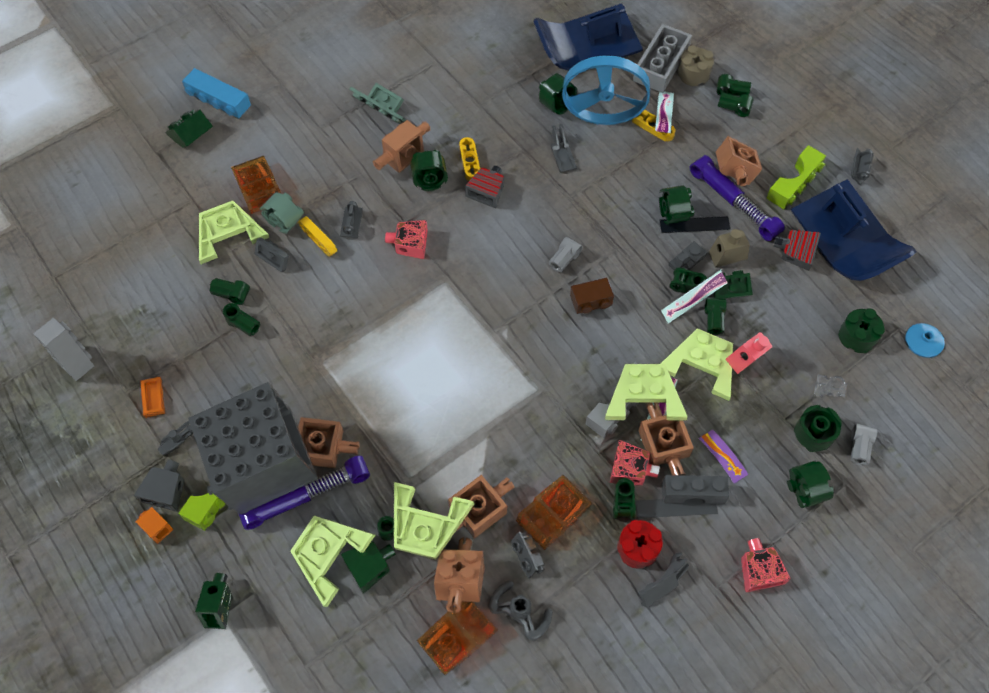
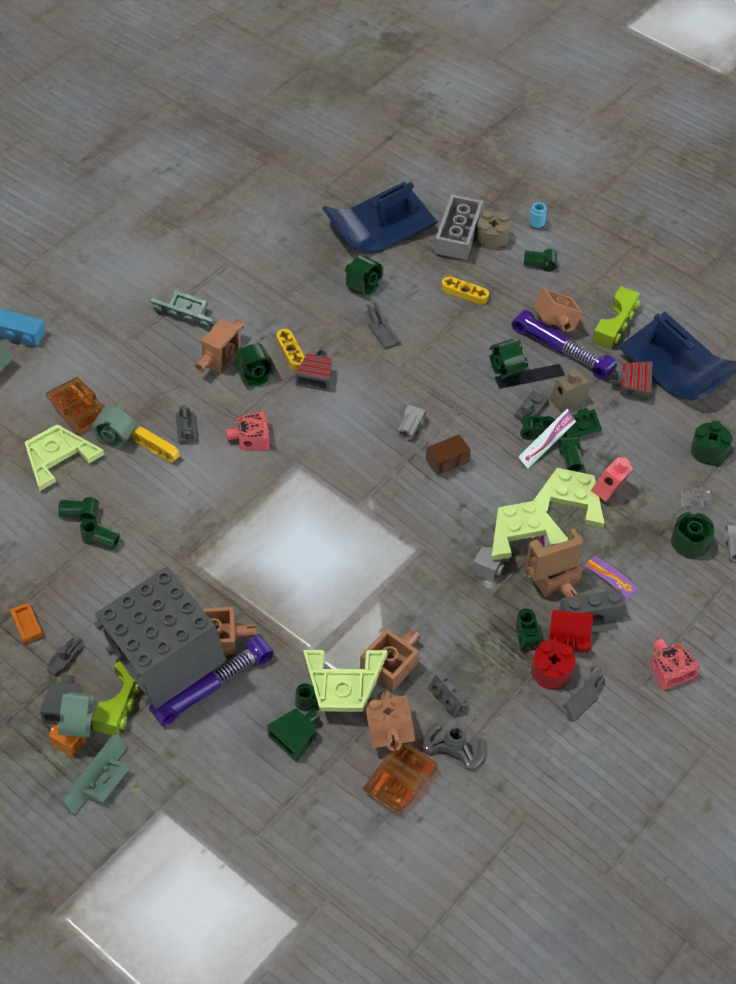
camera: 15 degrees left, 10 degrees down
(159, 508) = (76, 714): none -> sand green brick
(172, 572) = (99, 777): none -> sand green bracket
(214, 603) = (152, 787): dark green torso -> none
(271, 254) = (113, 469): dark grey hinge -> none
(320, 547) = (244, 723): yellowish green wing -> none
(553, 511) = (462, 653): clear orange slope -> none
(605, 92) = (387, 280): dark azure piece -> none
(632, 464) = (527, 594): torso -> none
(664, 112) = (473, 277): sticker -> none
(666, 435) = (555, 558): none -> medium nougat panel
(666, 511) = (572, 629): none -> red hinge
(730, 86) = (529, 243): dark green piece -> none
(743, 56) = (538, 215): none -> medium azure brick
(810, 484) = (697, 582): dark green brick -> none
(861, 165) = (675, 297): dark grey hinge -> none

